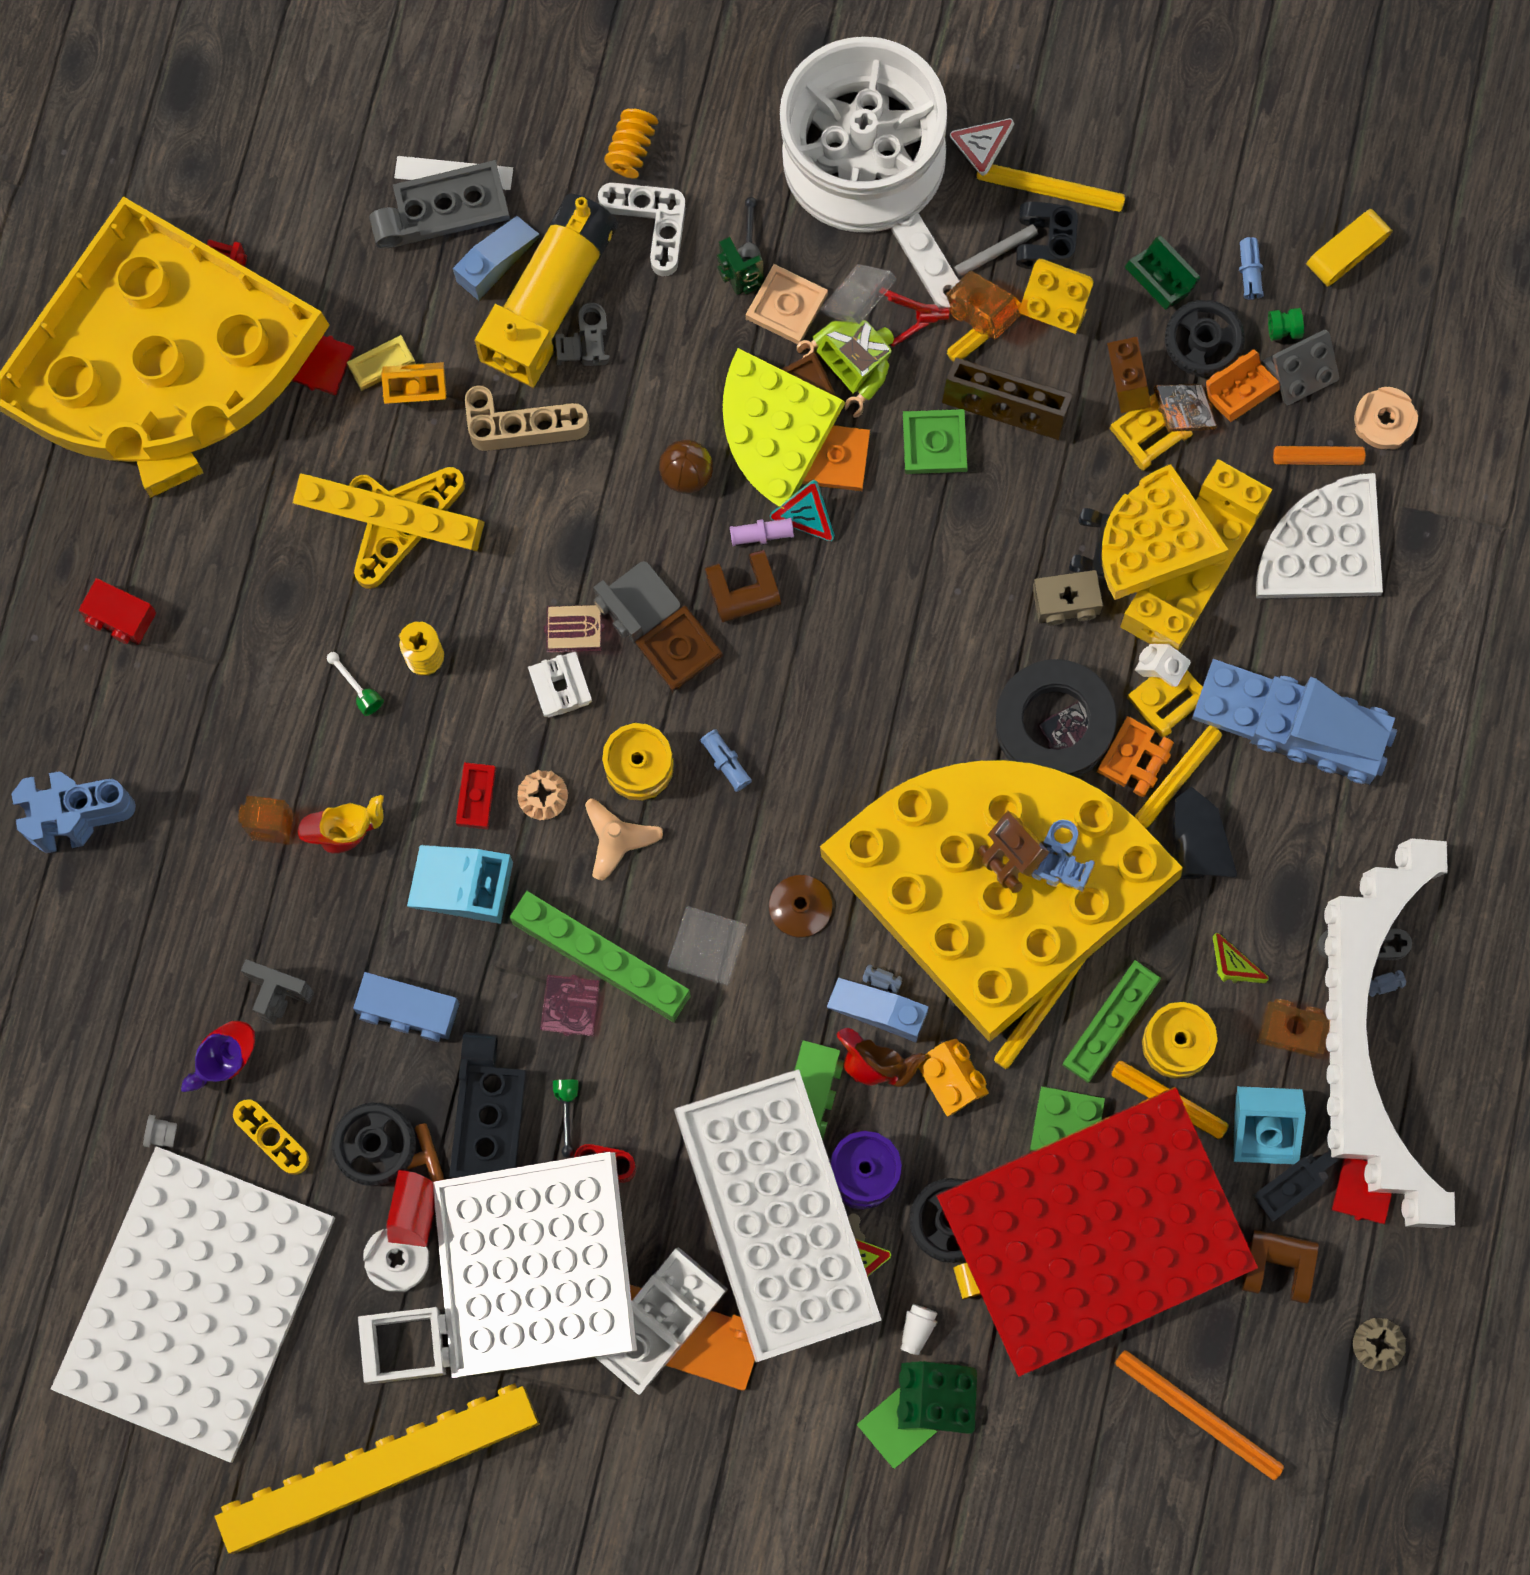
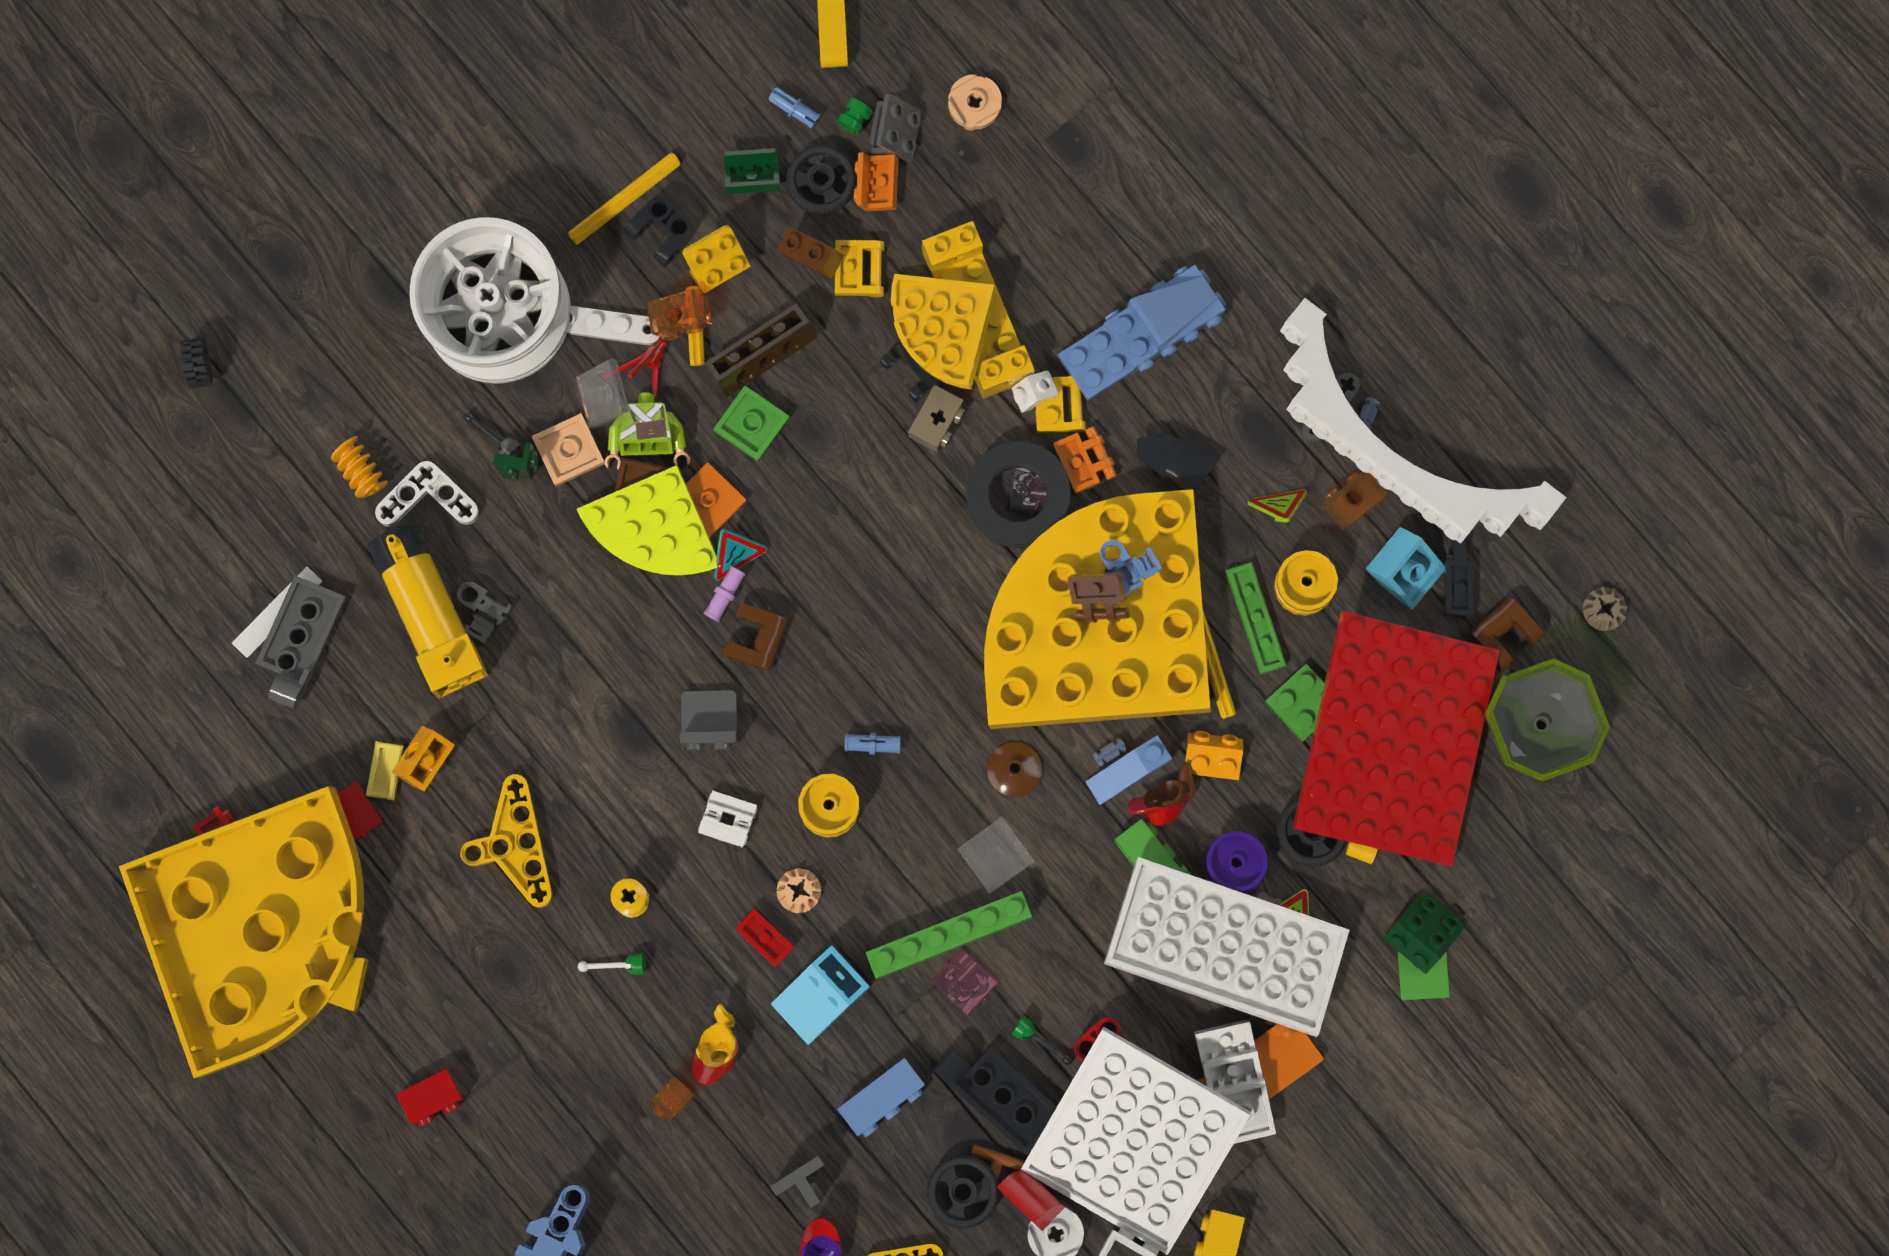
camera: 60 degrees left, 5 degrees up
(388, 512) = (507, 849): yellow arch -> none
(494, 257) = (368, 629): medium blue slope -> none
(526, 418) = (512, 698): tan beam -> none
(573, 628) = (694, 779): piece -> none
(616, 838) = (869, 861): light nougat piece -> none
(679, 648) = (765, 716): reddish brown plate -> none
(686, 466) = (637, 611): reddish brown piece -> none
(917, 1328) = (1368, 909): white cone -> none
(982, 142) = (556, 220): piece -> none
(995, 250) = (641, 274): light grey bar -> none
(1150, 1088) = (1330, 623): light orange axle -> none
(1178, 776) = (1120, 441): yellow axle -> none
(1185, 407) = (861, 232): piece -> none
(1199, 1415) = (1606, 752): orange axle -> none
(1256, 1356) = (1567, 706): none -> dark grey rock
(1319, 455) = (965, 168): orange axle -> none
(1326, 545) = (1033, 213): white plate -> none
(1353, 1195) = (1494, 548): red piece -> none

